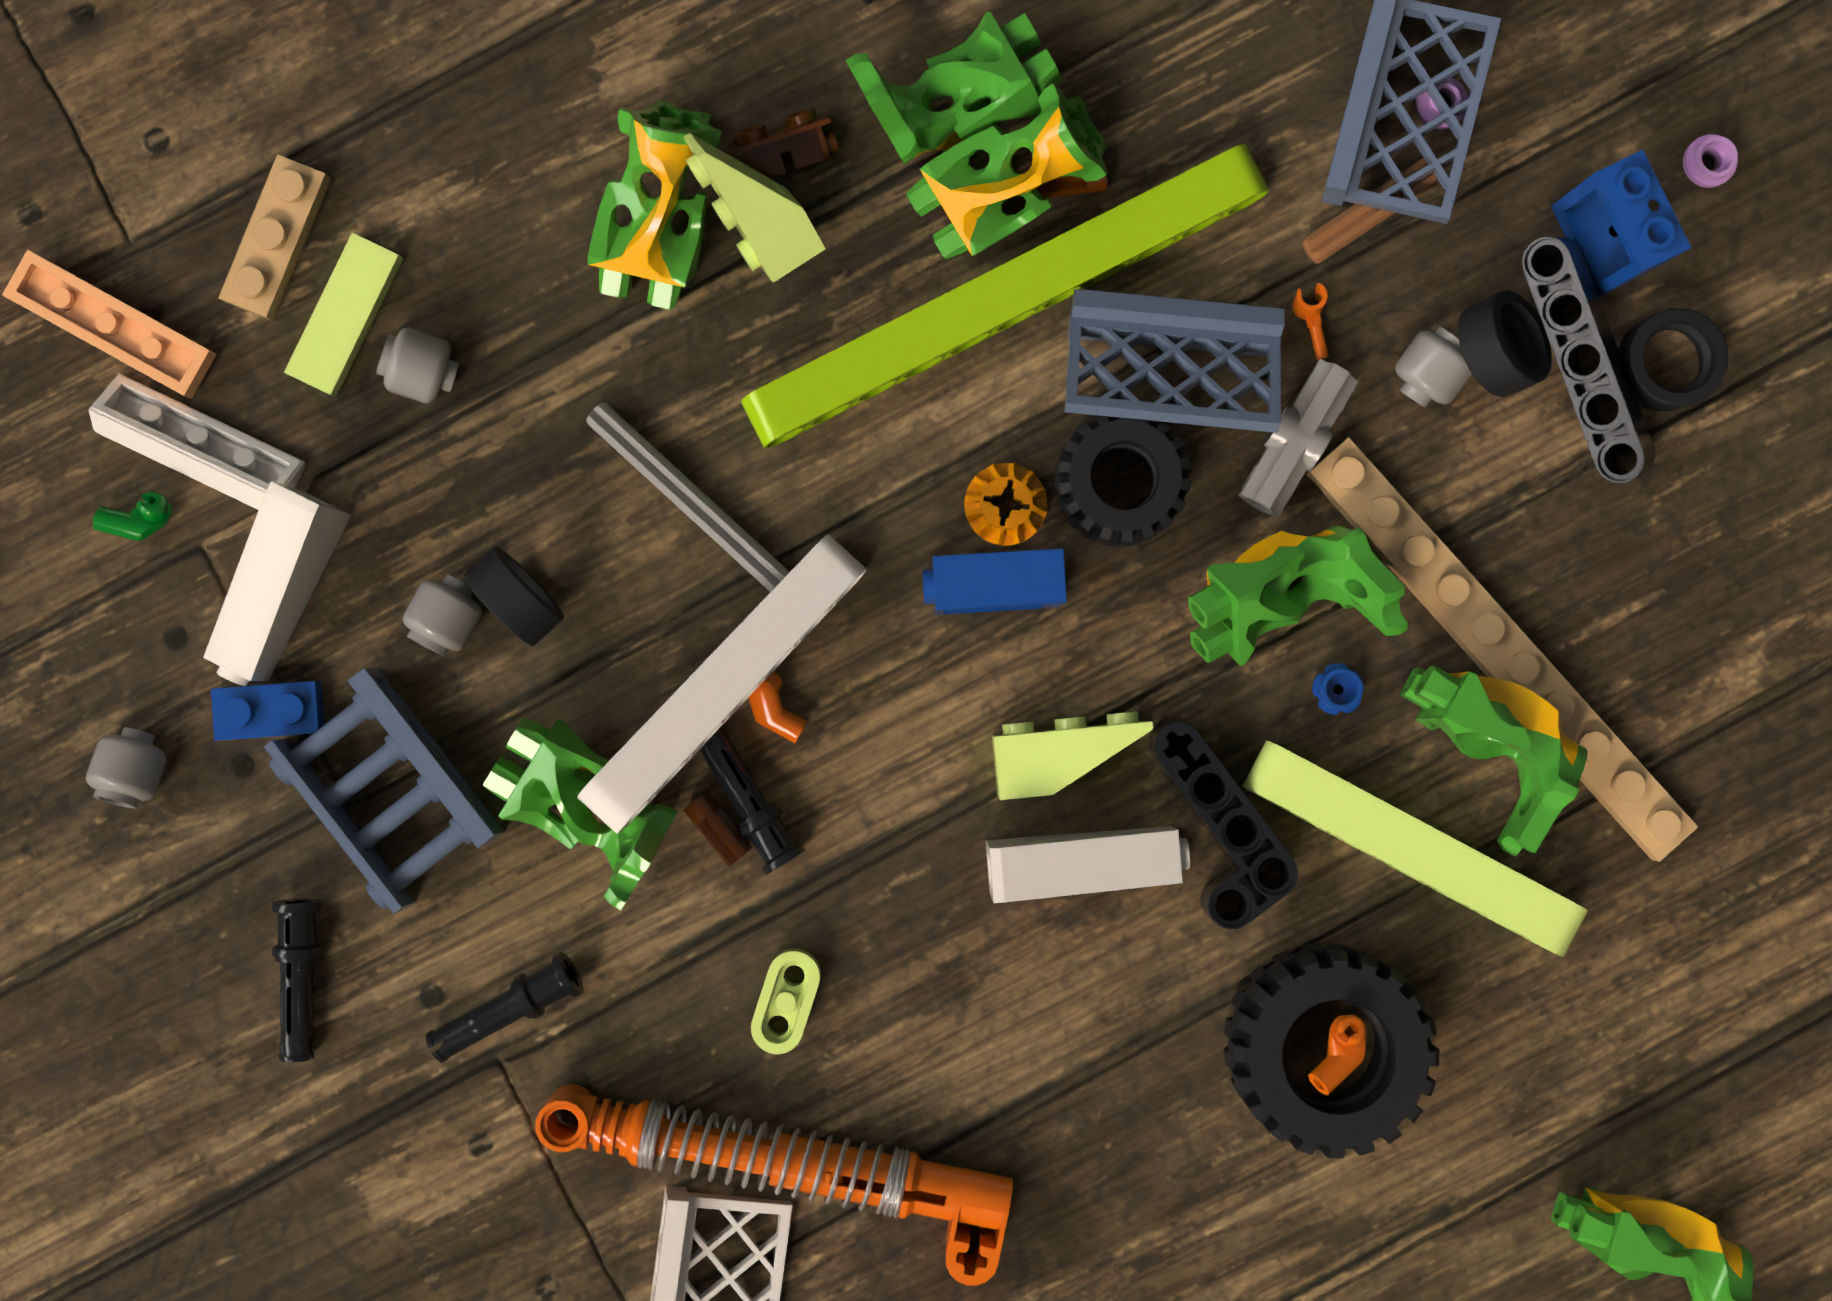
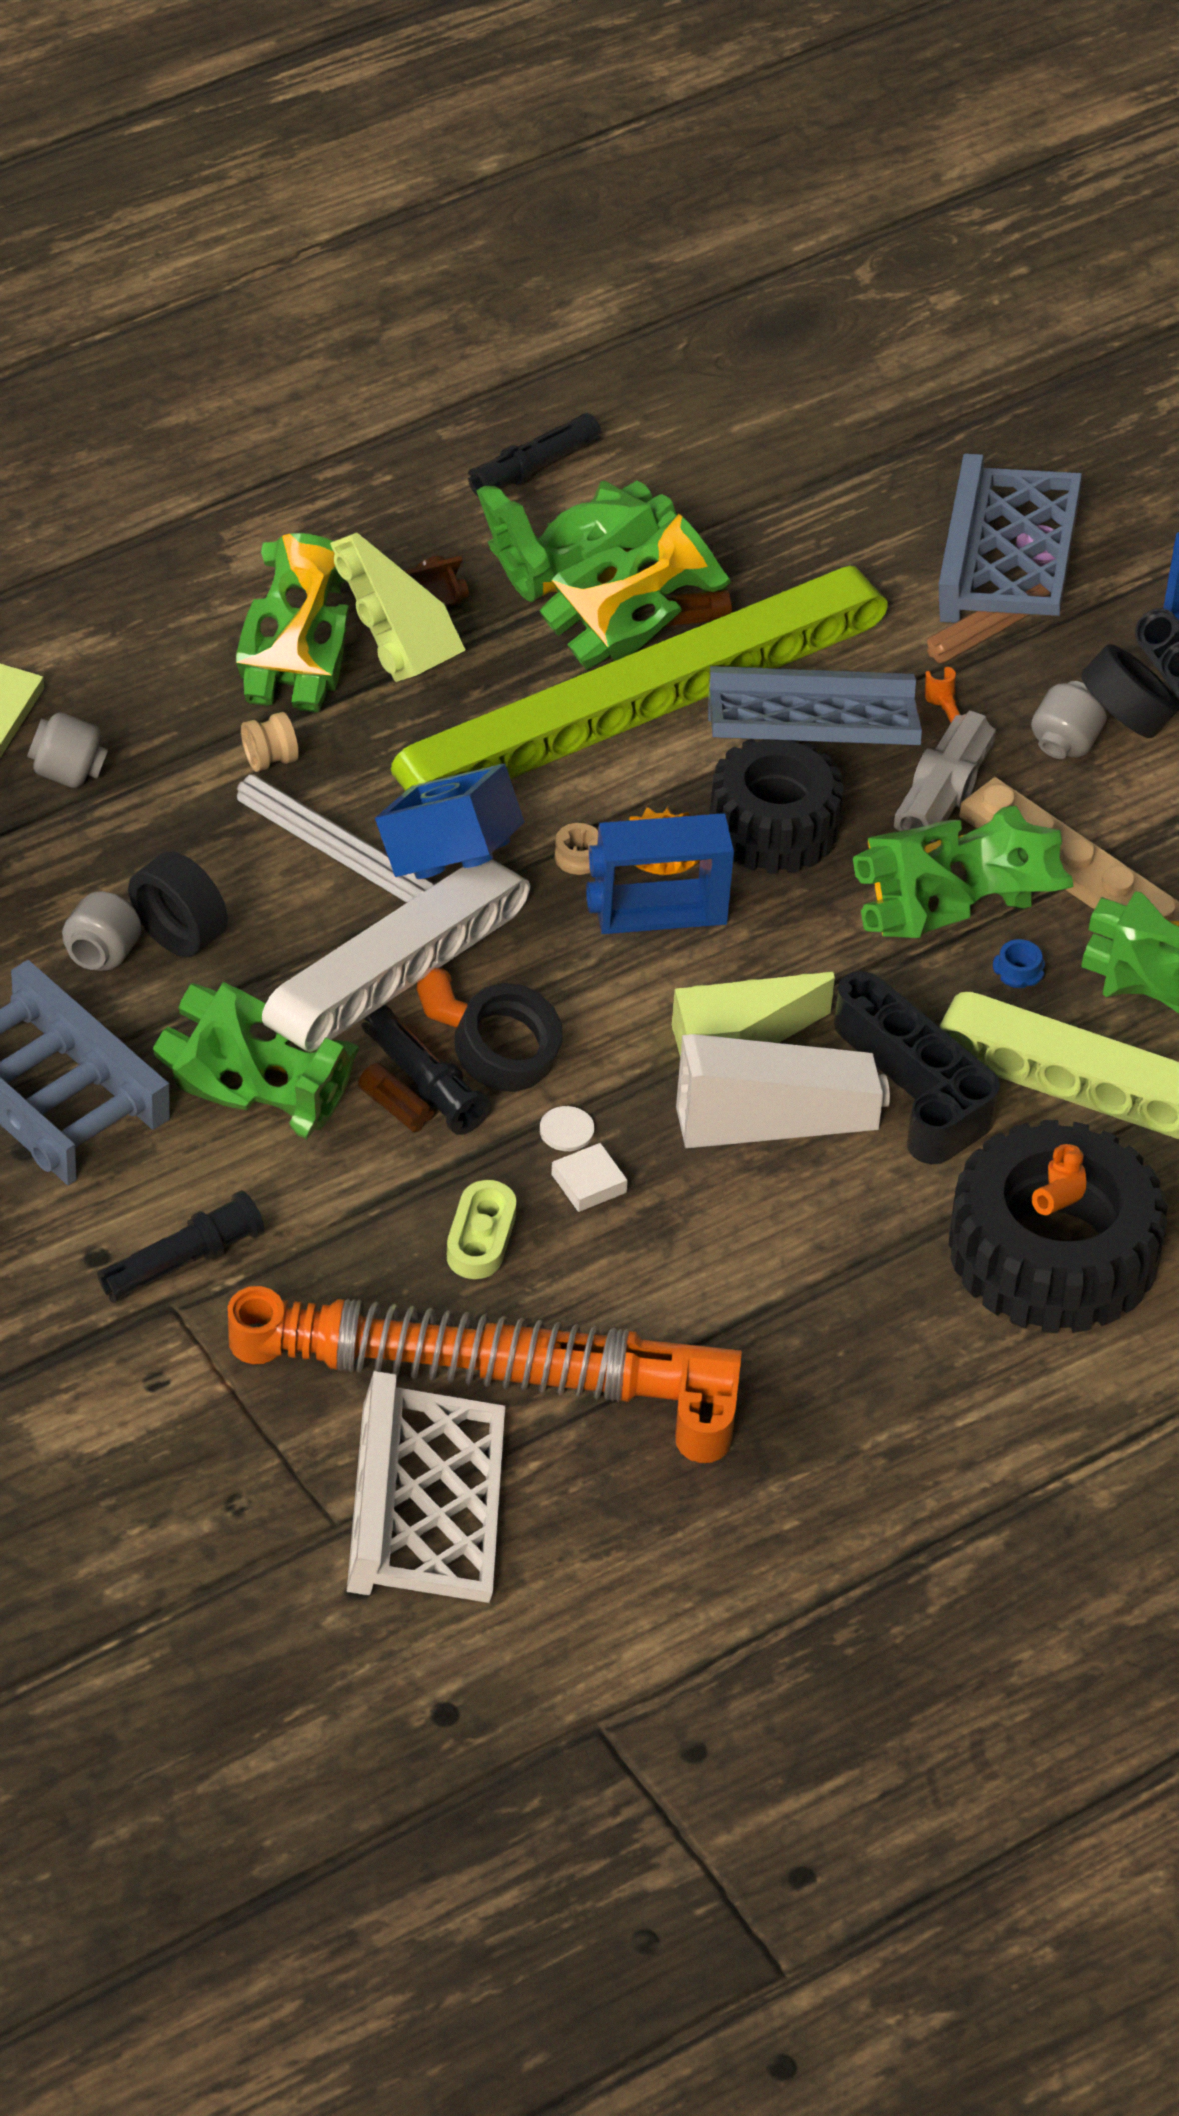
camera: 10 degrees left, 40 degrees down
(620, 360) = (269, 741): none -> tan wheel
(787, 515) = (450, 822): none -> blue brick
(840, 813) = (524, 1006): none -> black tyre
(879, 864) = (566, 1128): none -> white piece
(893, 934) = (589, 1177): none -> white tile
(935, 516) = (572, 836): none -> tan bush

